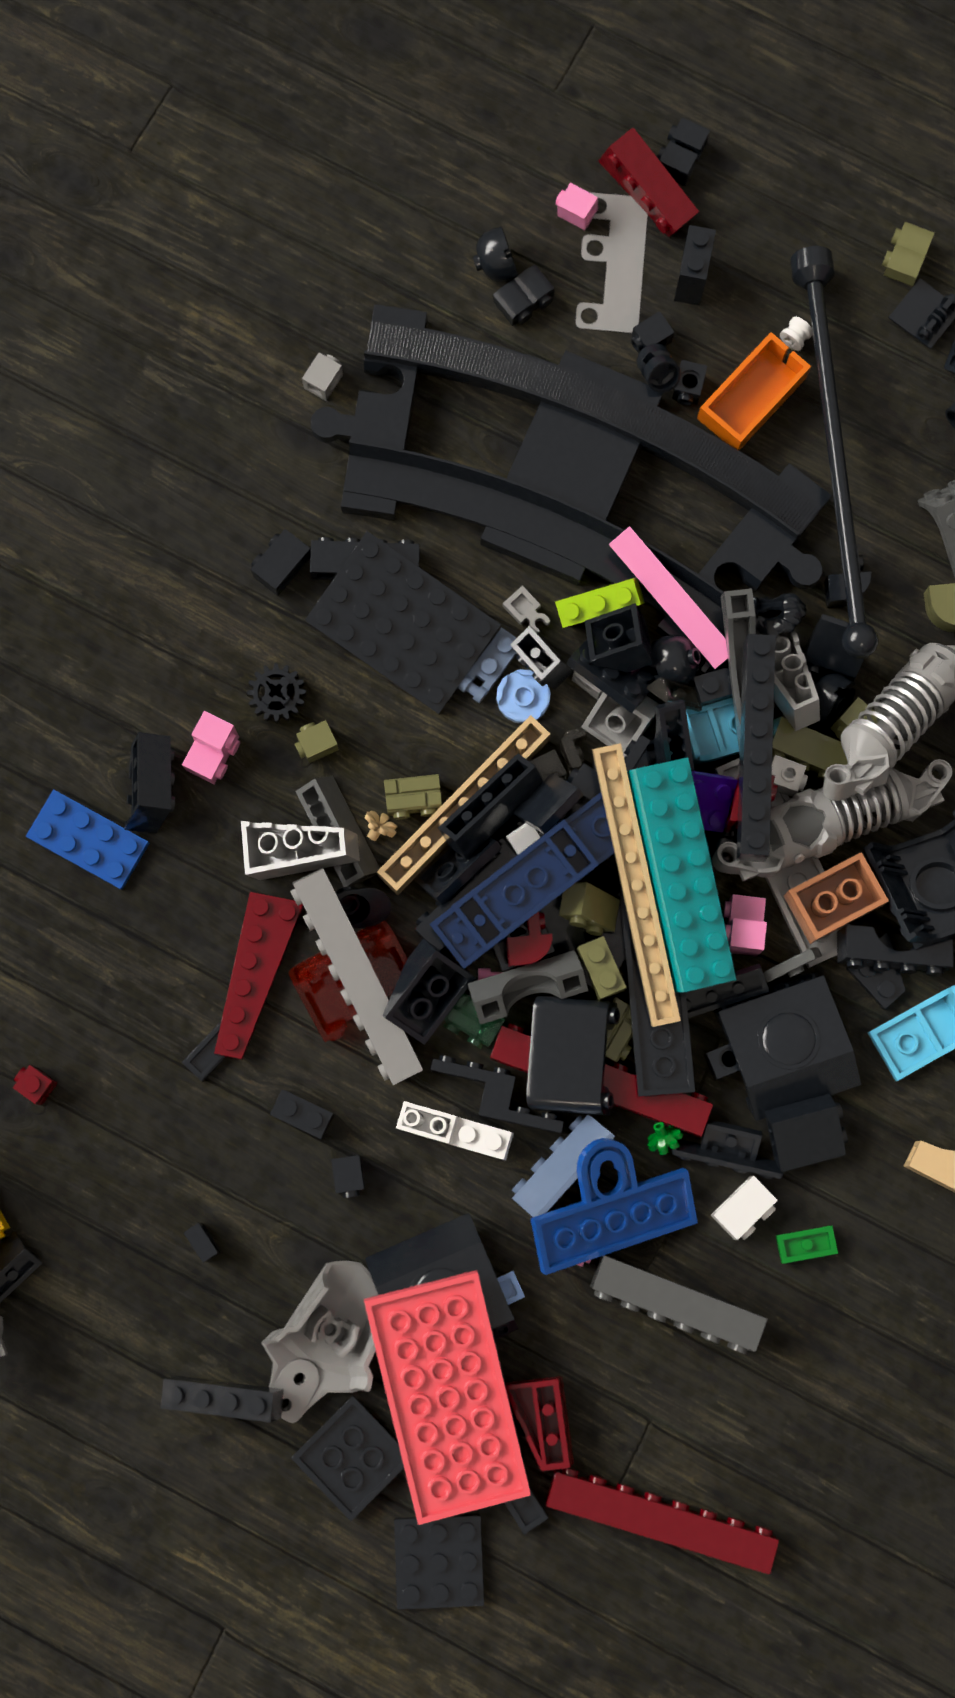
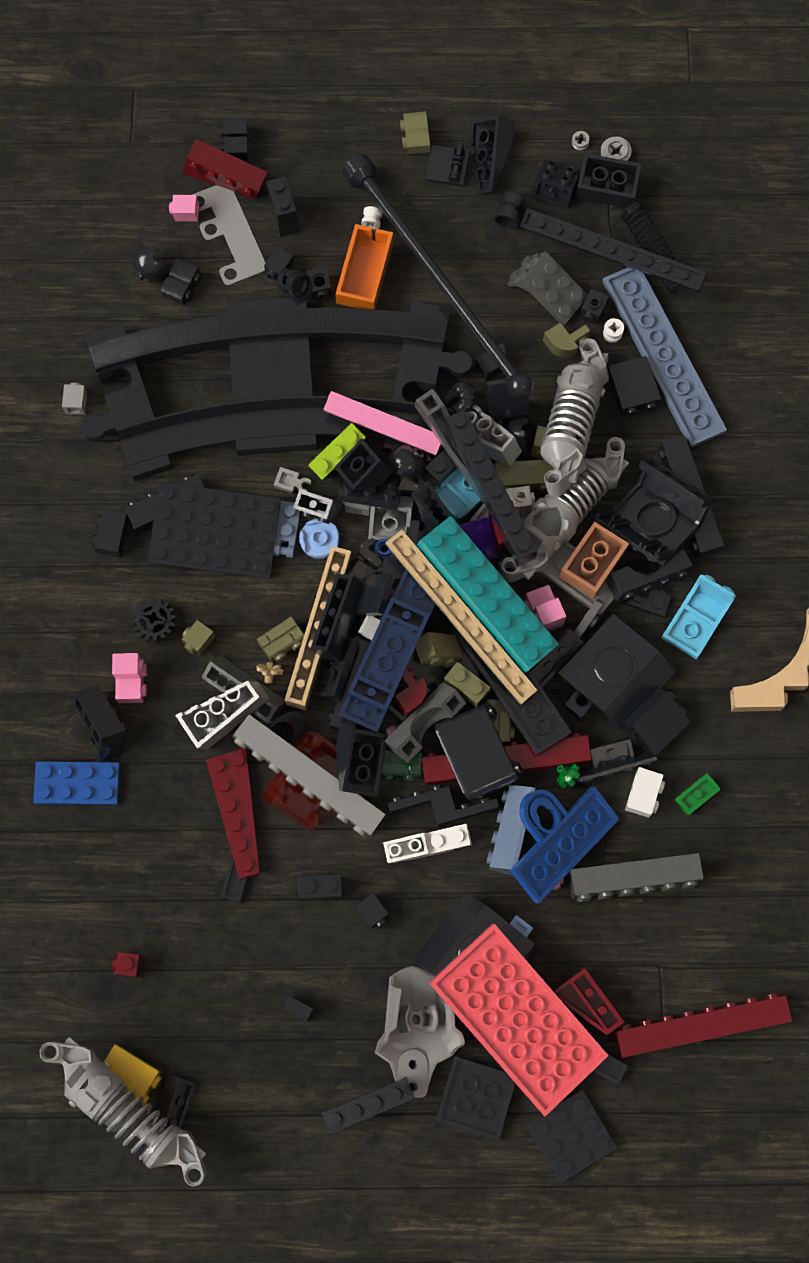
camera: 25 degrees left, 5 degrees down
(588, 742) = (379, 544): none -> blue plate

